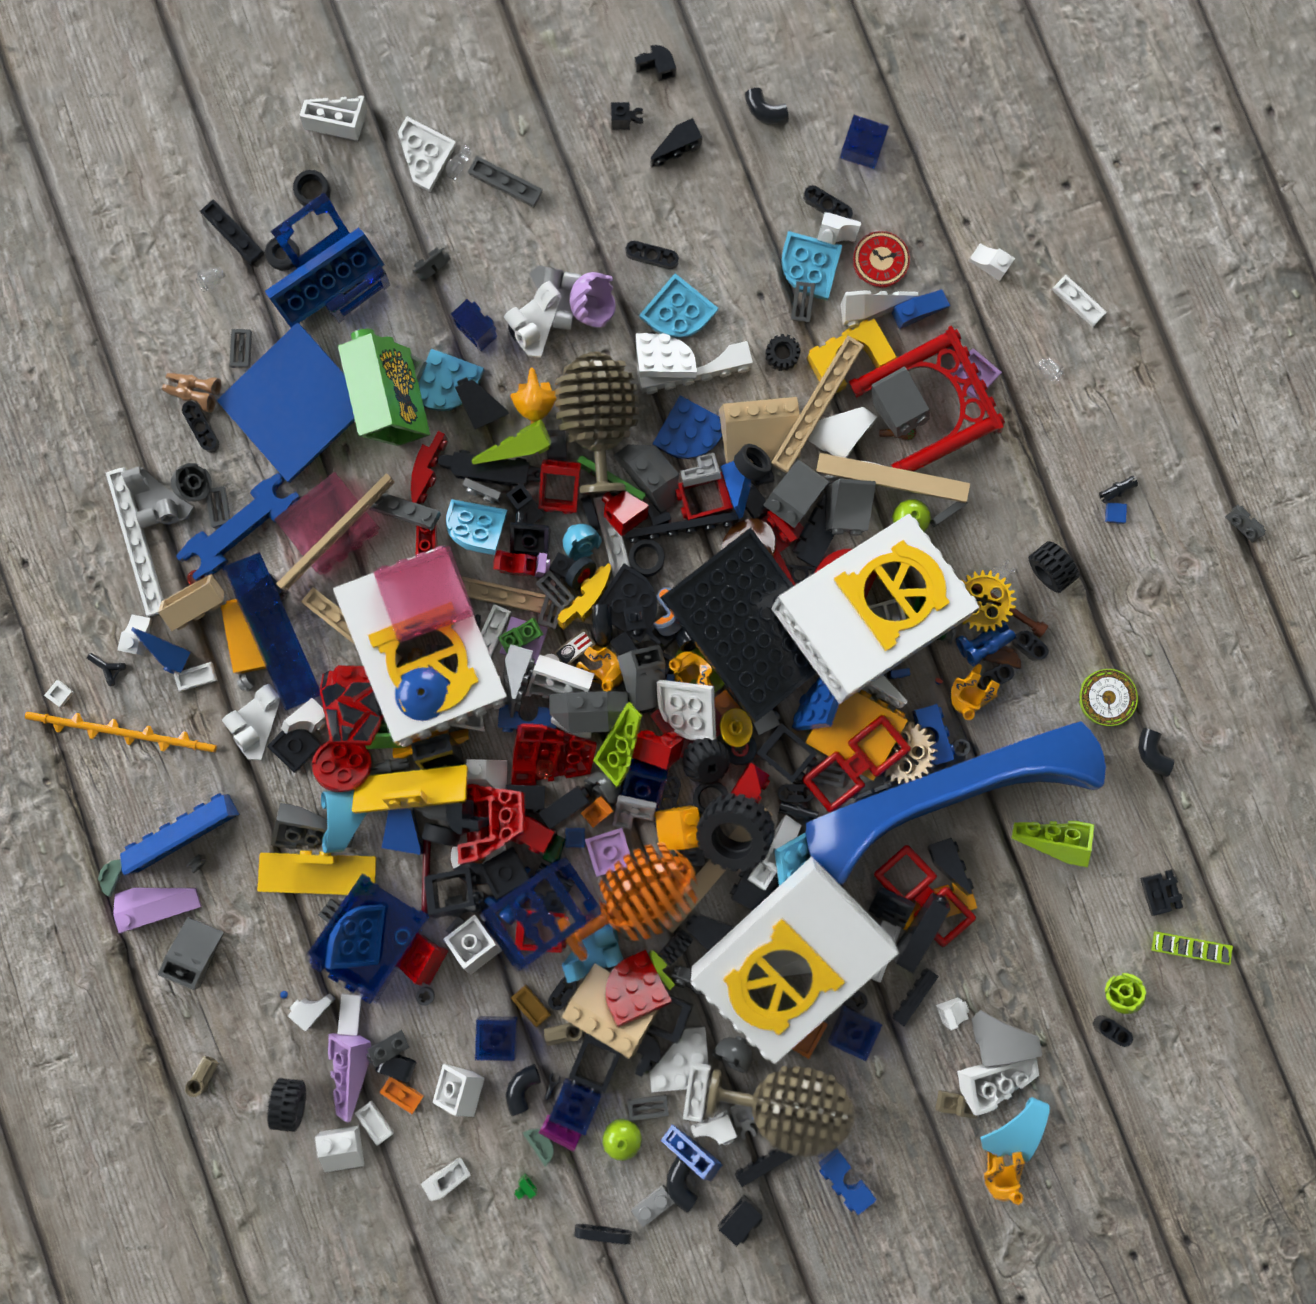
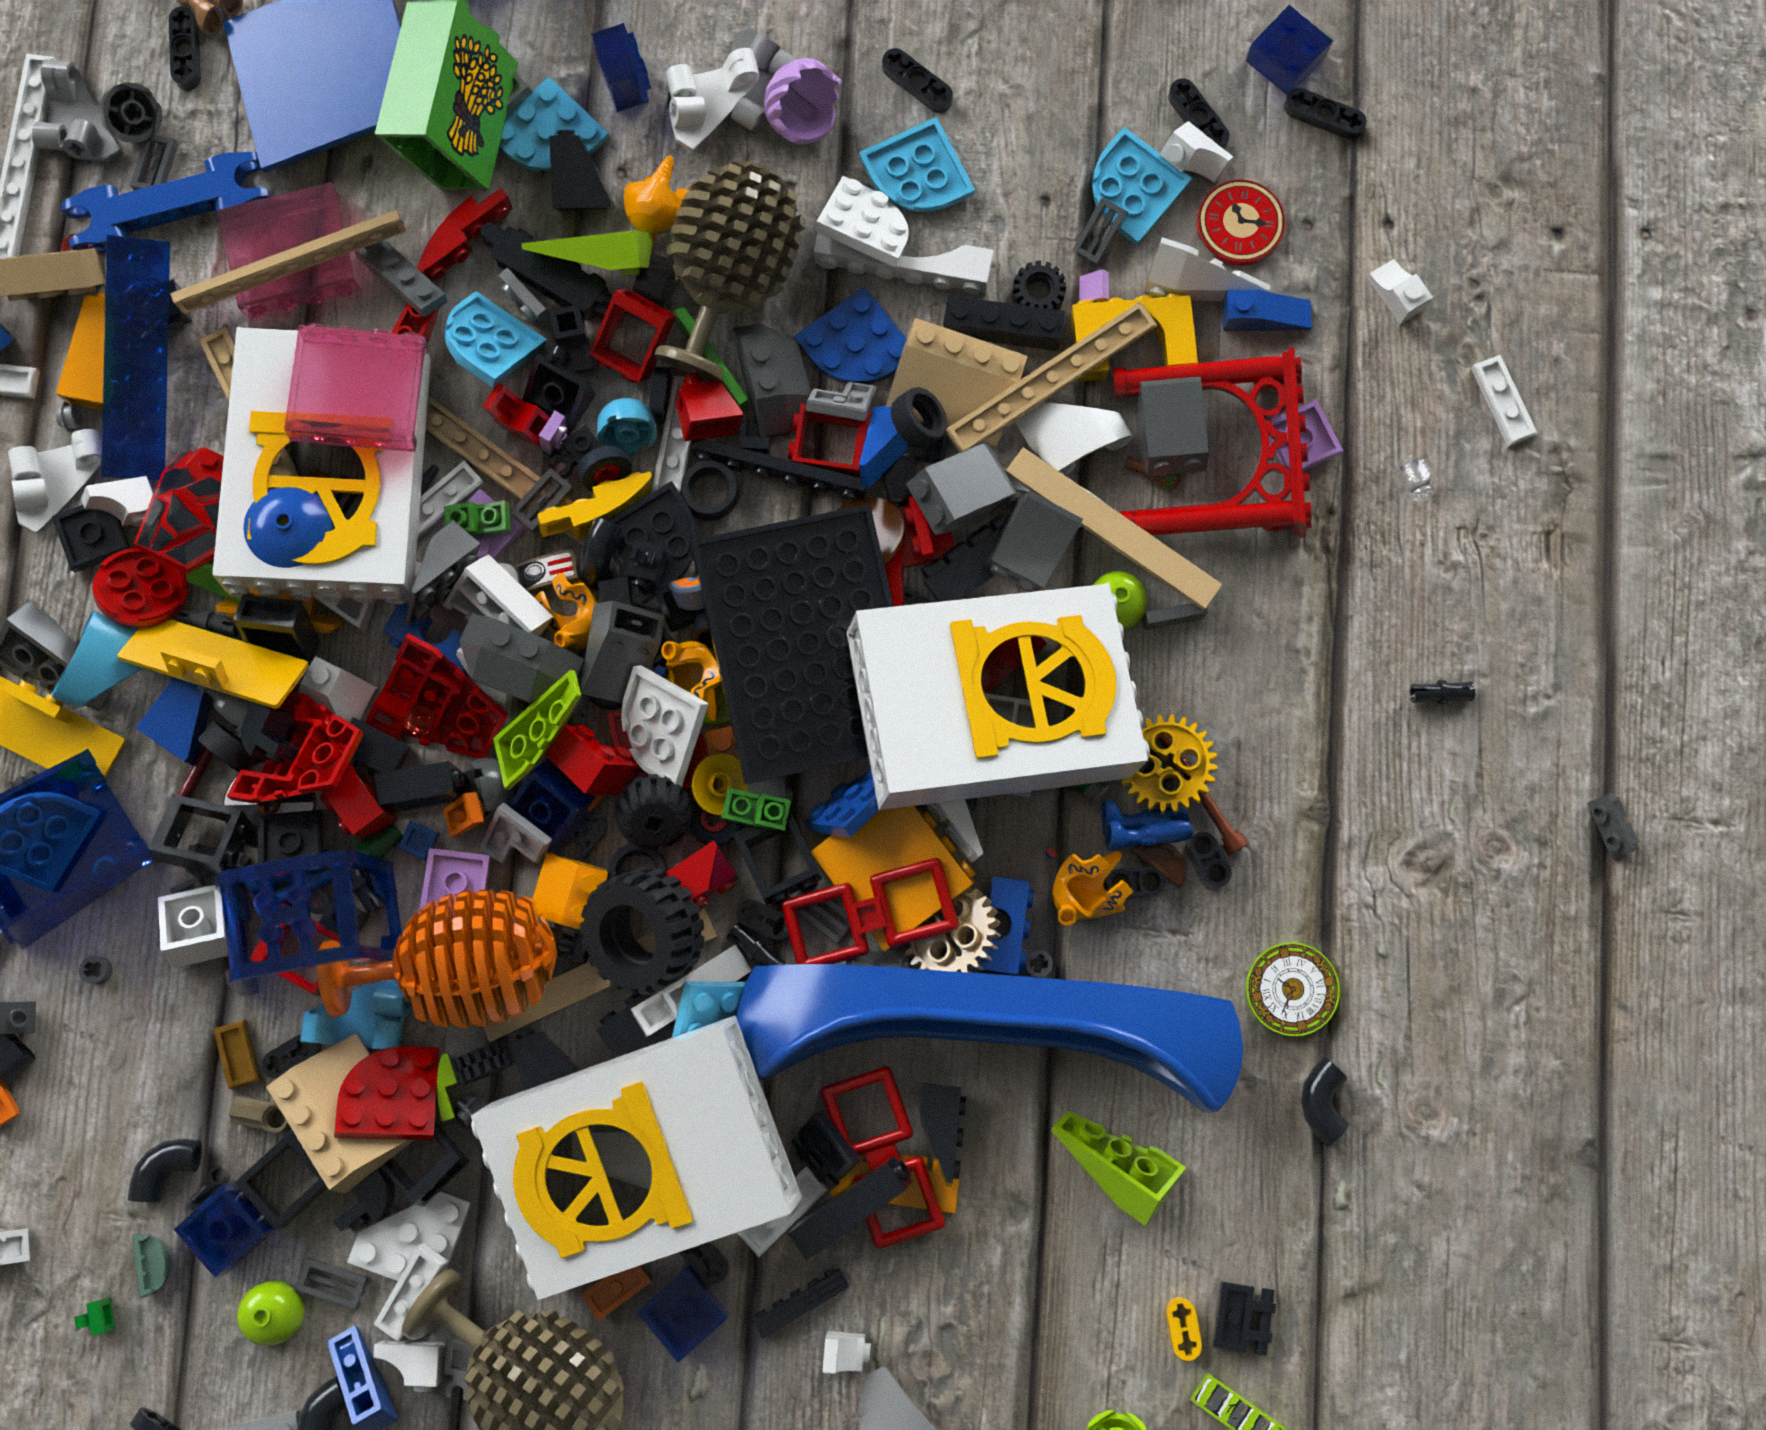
camera: 30 degrees right, 5 degrees down
(423, 960) = (116, 918): red bracket -> none
(458, 1091) = (72, 1129): white slope -> none
(496, 1038) = (161, 1076): clear blue brick -> none
(560, 1134) = (184, 1263): magenta plate -> none
(566, 602) = (548, 453): dark grey tile -> none
(734, 1053) = (493, 1260): dark grey cylinder -> none
(764, 733) = (755, 809): none -> bright green slope
(772, 382) = (1005, 322): none -> black brick
(814, 337) = (1094, 286): none -> lavender tile
(887, 165) = (1348, 113): none -> black beam
(901, 673) = (995, 814): blue tile -> none
(1053, 566) = (1292, 758): black tyre -> none
(1115, 513) = (1423, 725): blue tile -> none
(1128, 916) = (1191, 1328): none -> yellow beam

